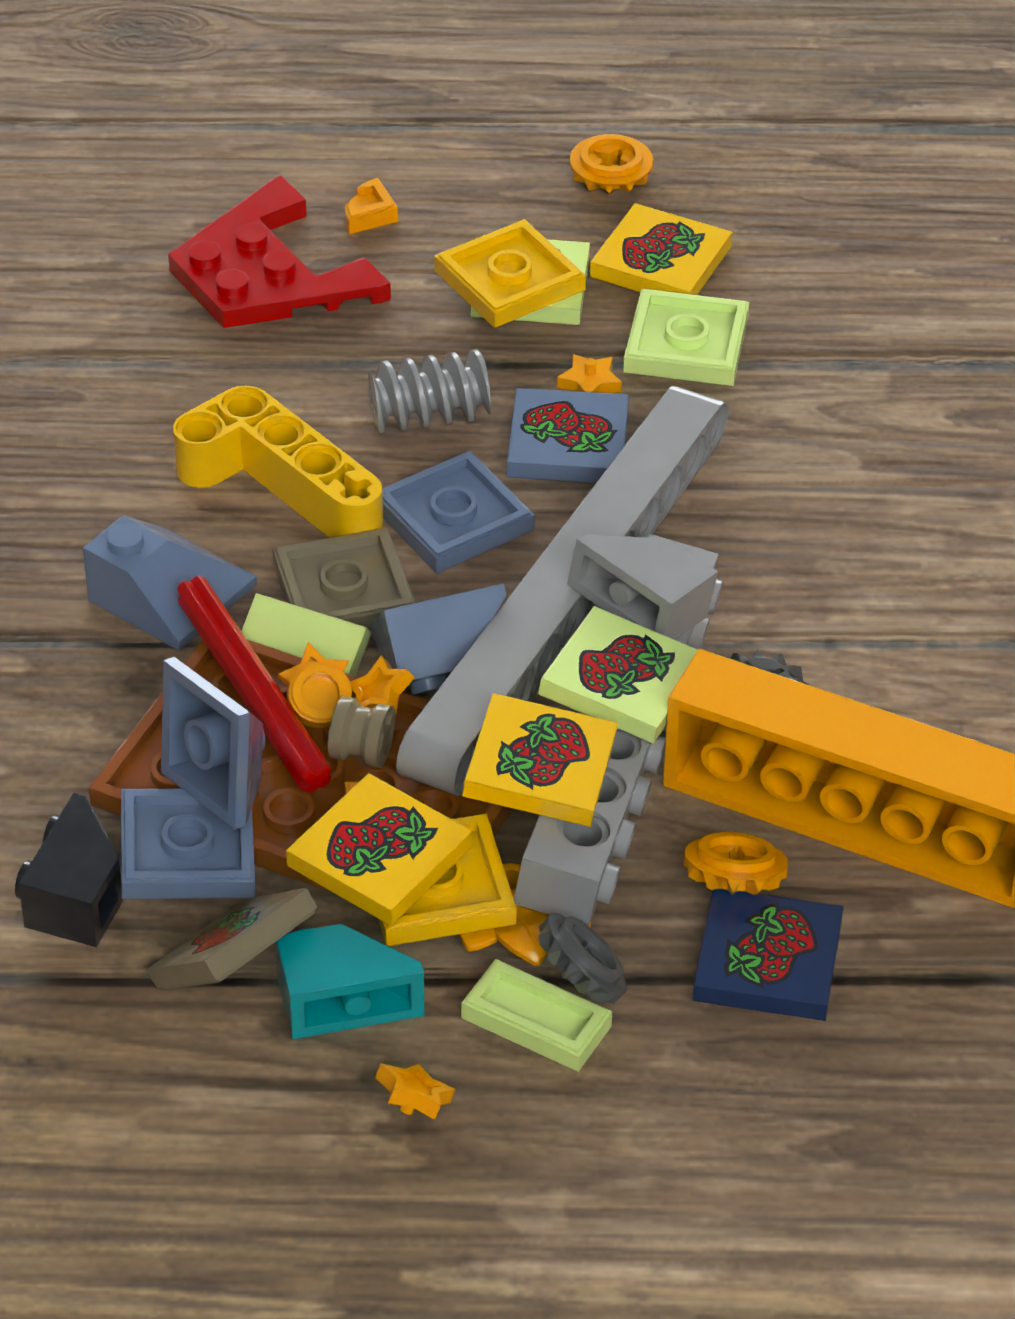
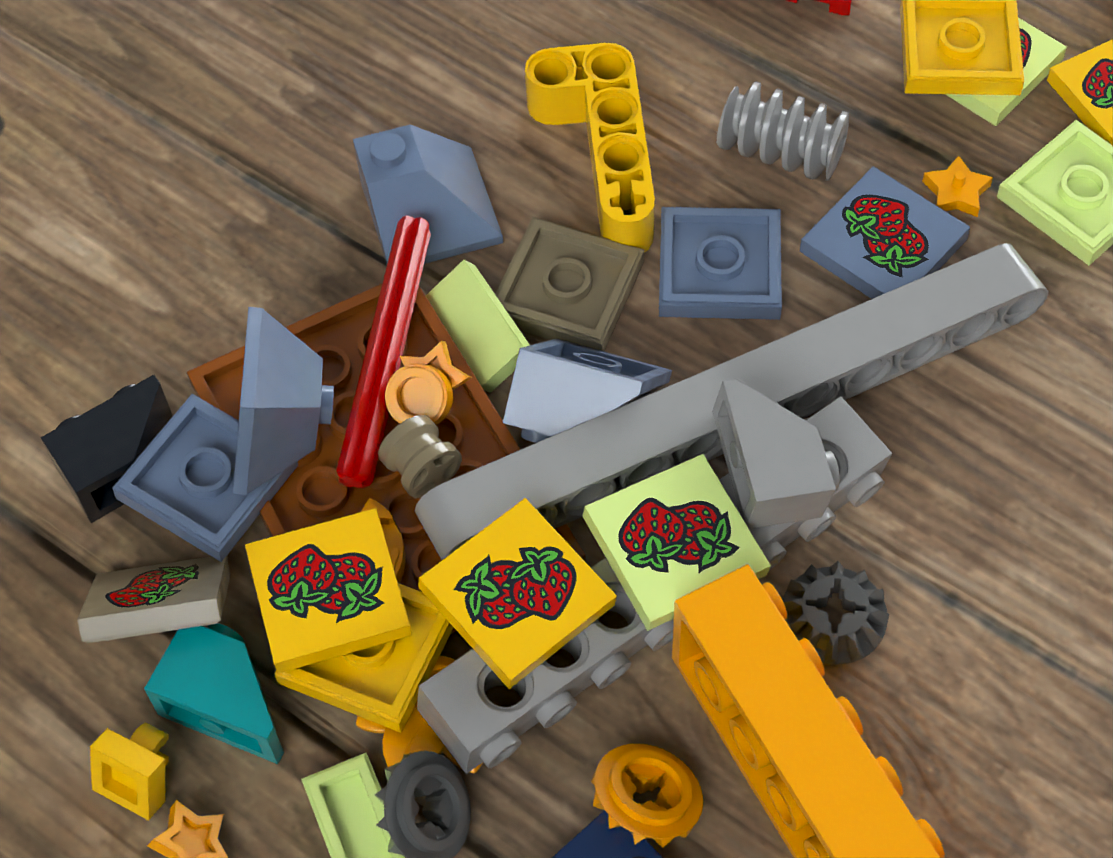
camera: 40 degrees right, 15 degrees up
(322, 1069) = (131, 769): none -> yellow tile
(381, 685) = (475, 420): light orange piece -> none

